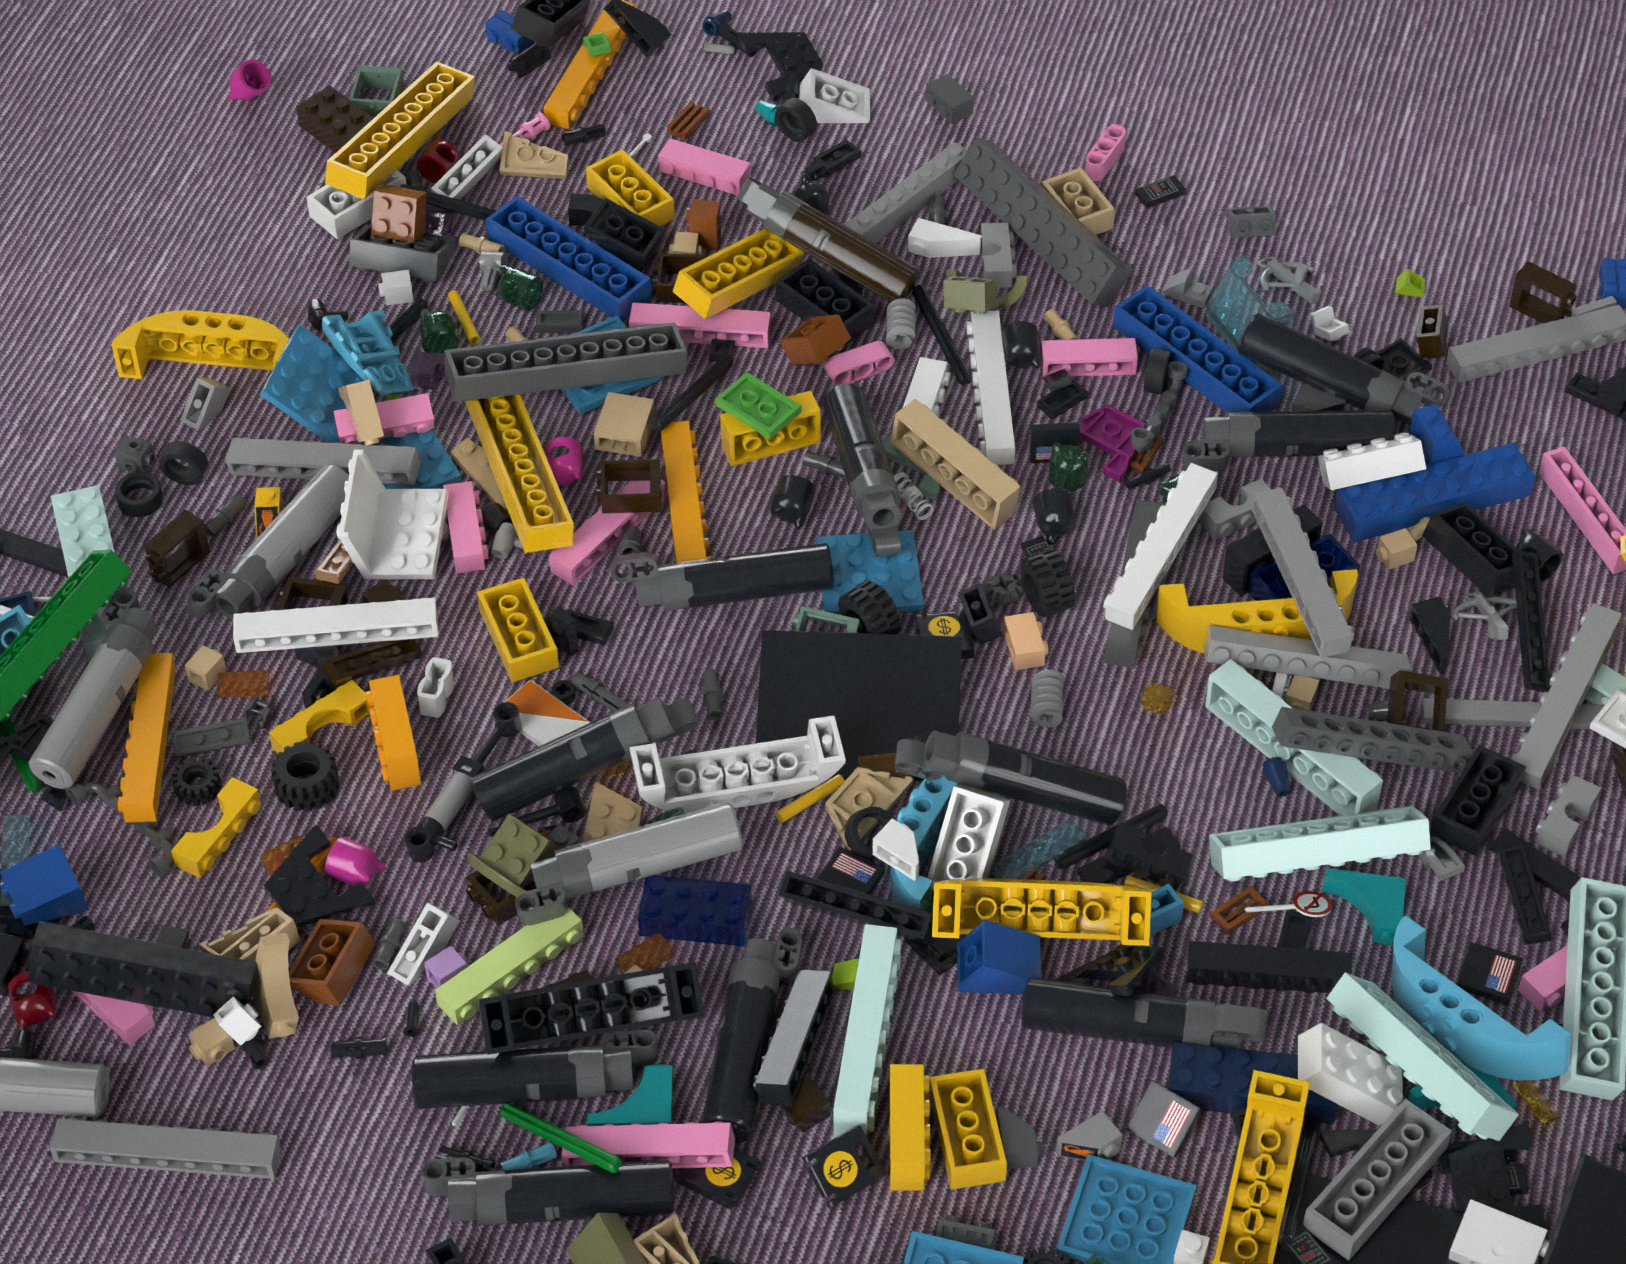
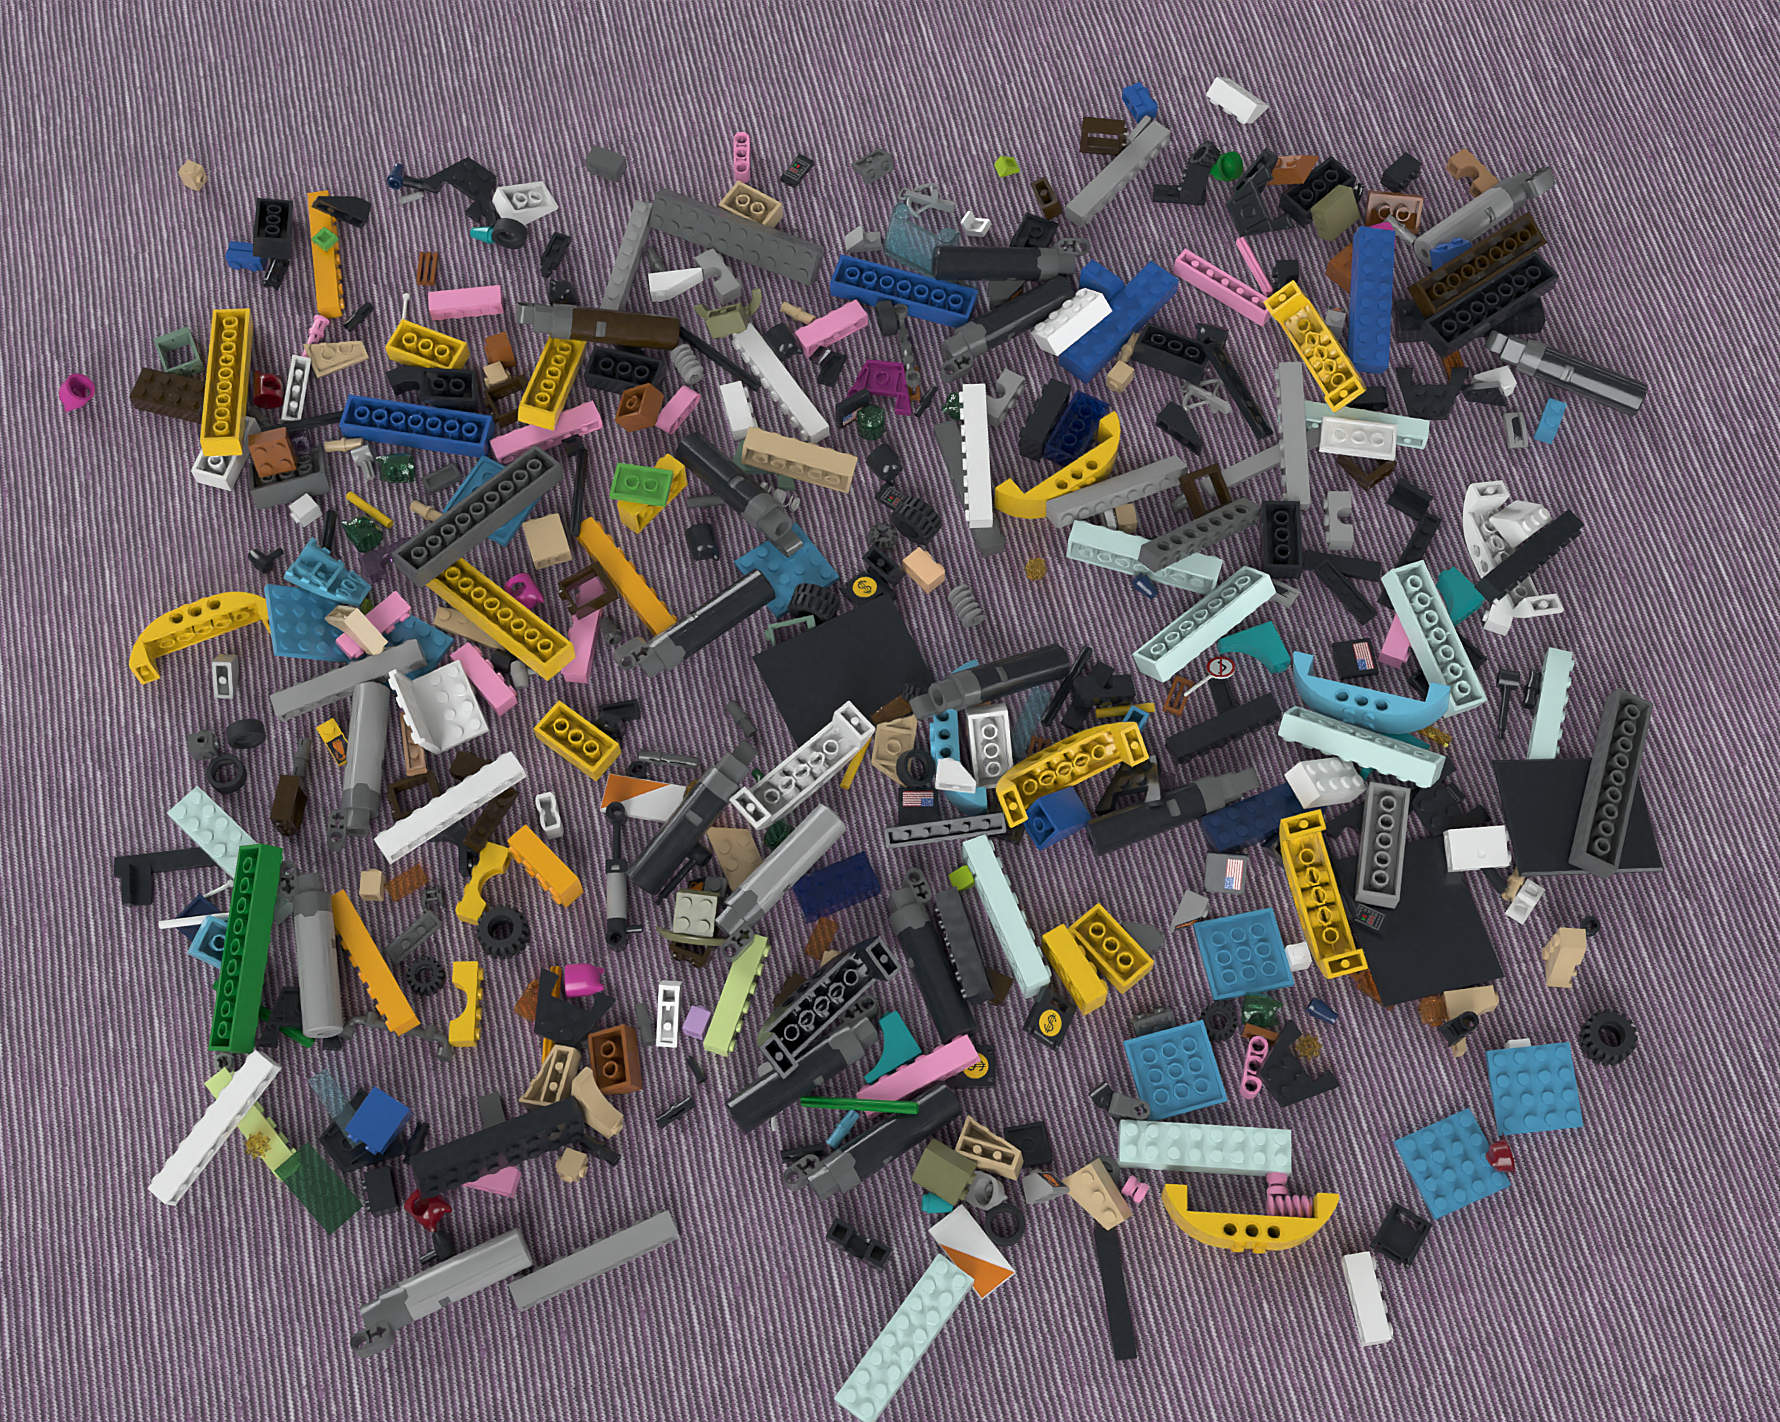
camera: 30 degrees left, 15 degrees up
(238, 1020) = (586, 1143): white brick -> none
(1302, 572) = (1084, 432): light grey brick -> none

